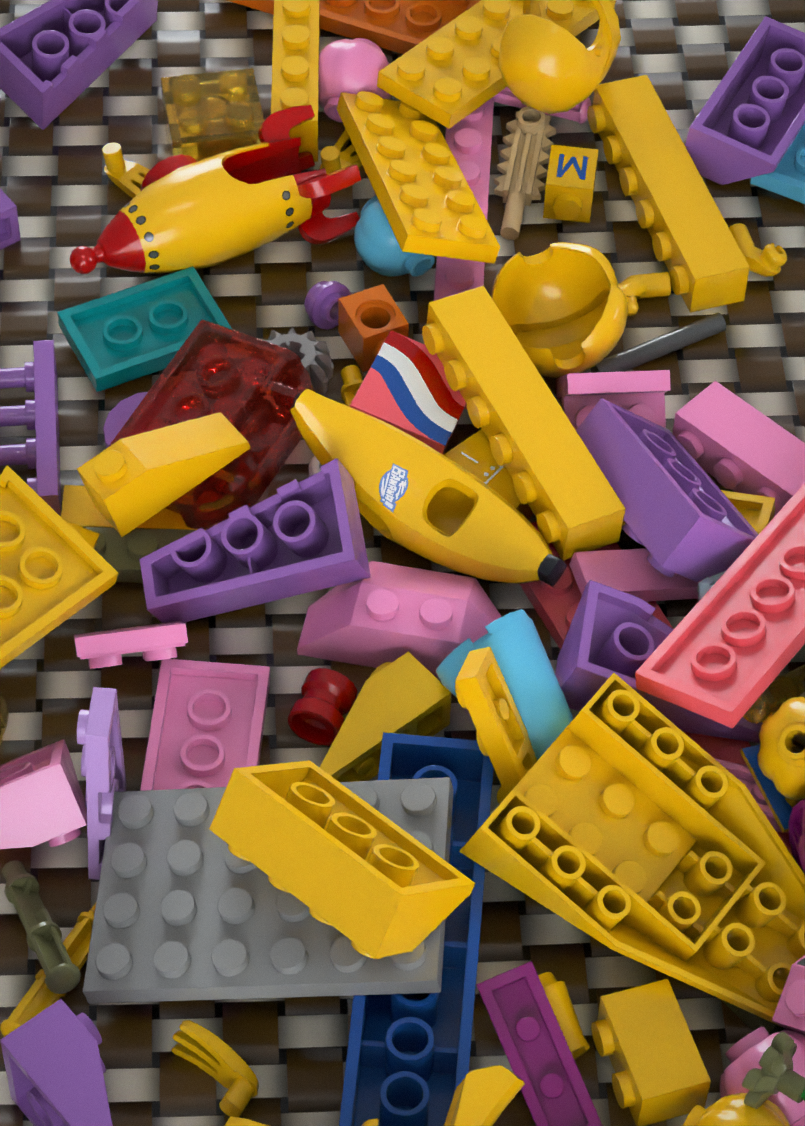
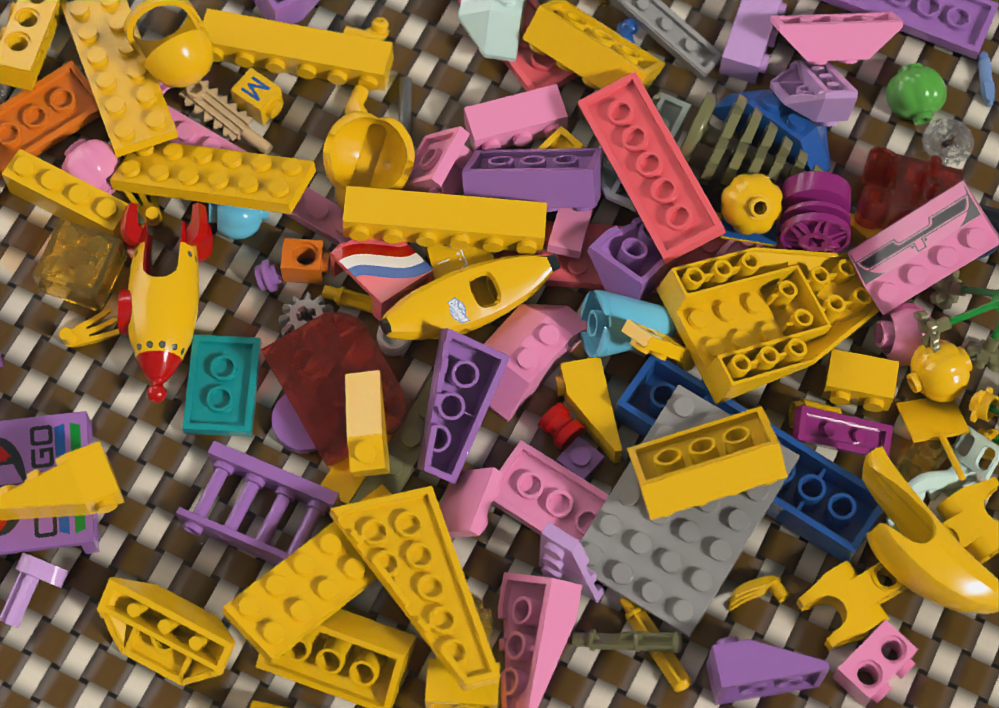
camera: 60 degrees left, 15 degrees up
(292, 745) = (581, 458): none -> medium lavender plate

